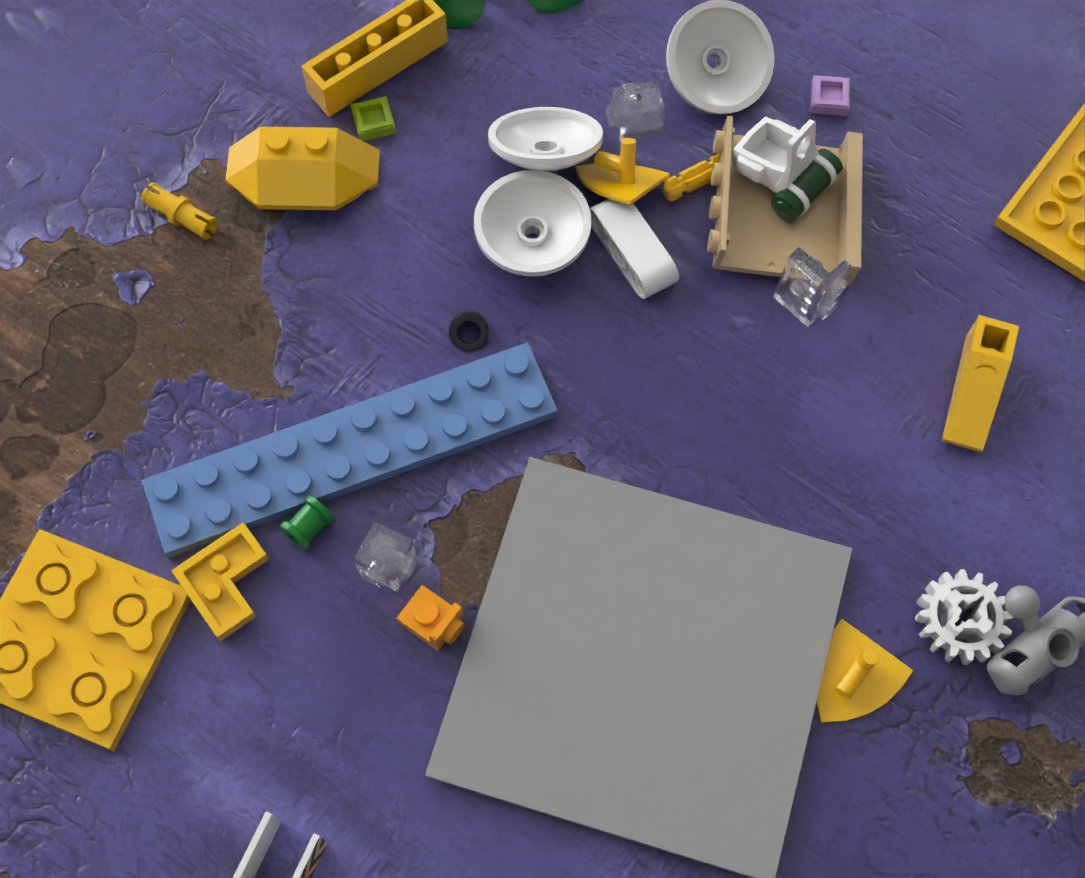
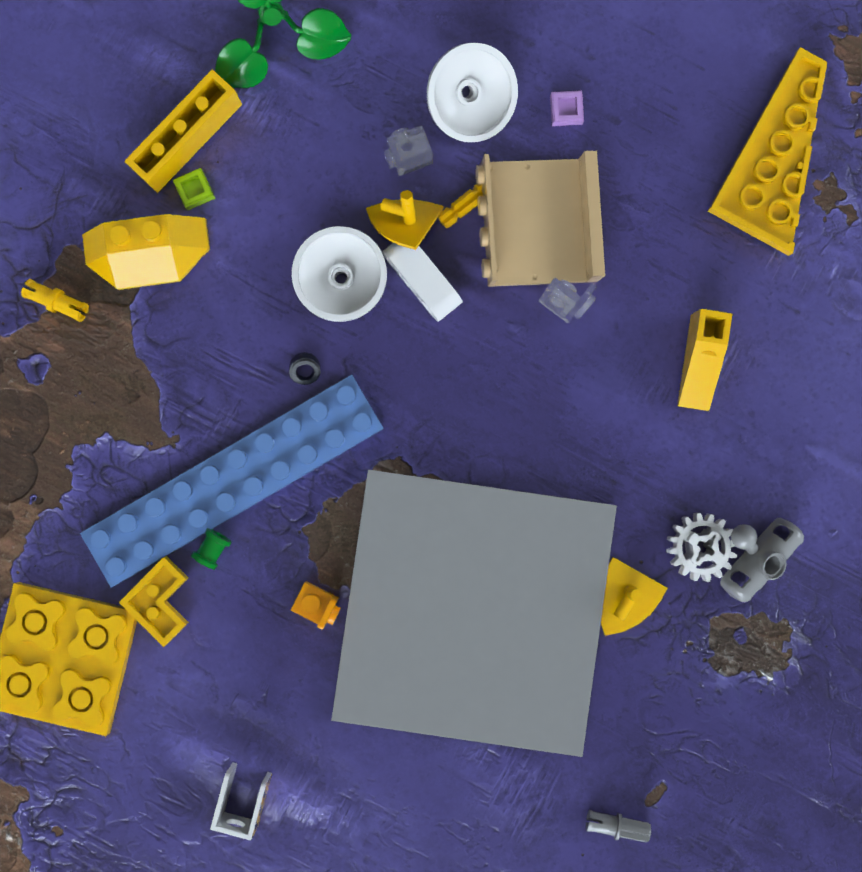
camera: 10 degrees left, 20 degrees up
(386, 557) = (274, 569): clear brick -> none
(545, 138) = (337, 192): white dish -> none
(786, 164) = (537, 190): white piece -> none

